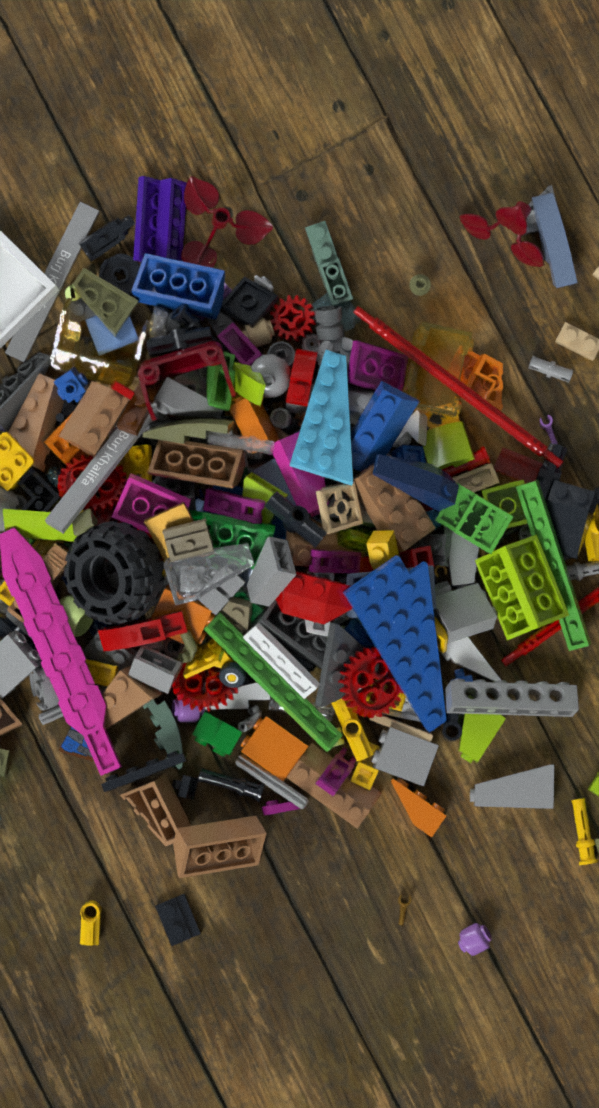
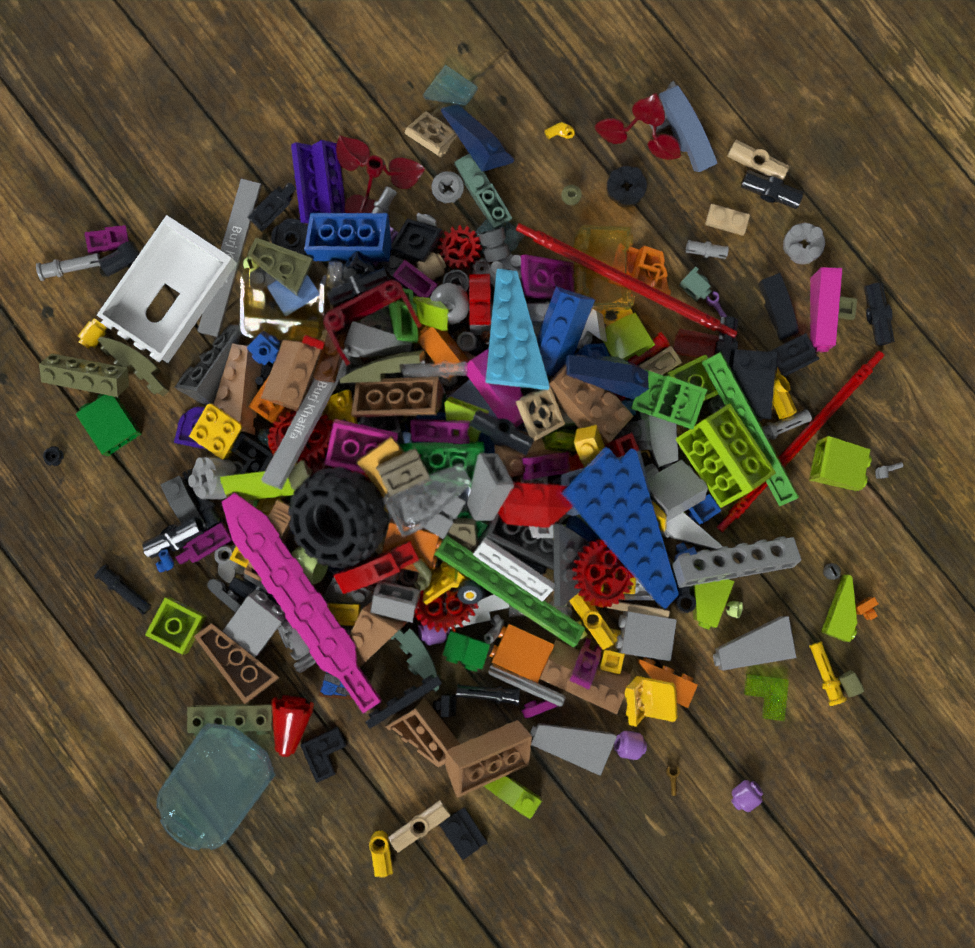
camera: 15 degrees left, 0 degrees up
(23, 772) = (289, 722): none -> red cone
(45, 809) = (318, 750): none -> black tile
(148, 896) = (408, 834): none -> tan piece
(221, 258) = (384, 201): none -> light grey pin
(237, 890) = (515, 795): none -> lime slope
(293, 242) = (447, 178): none -> light grey gear
(294, 184) = (427, 121): none -> tan piece
(313, 855) = (576, 745): none -> light grey slope
(316, 147) = (450, 88): none -> clear light blue wing
(336, 212) = (479, 141): none -> dark blue wedge
(365, 864) = (630, 745): none -> medium lavender head
(395, 821) = (650, 699): none -> yellow bracket
(423, 213) = (560, 129): none -> yellow arm
(488, 277) = (620, 195): none -> black plate
(490, 640) = (704, 510): none -> blue bracket
(503, 747) = (735, 609): none -> yellowish green hinge
(525, 840) = (774, 693): none -> clear neon green plate
(531, 405) = (696, 285): none -> sand green brick

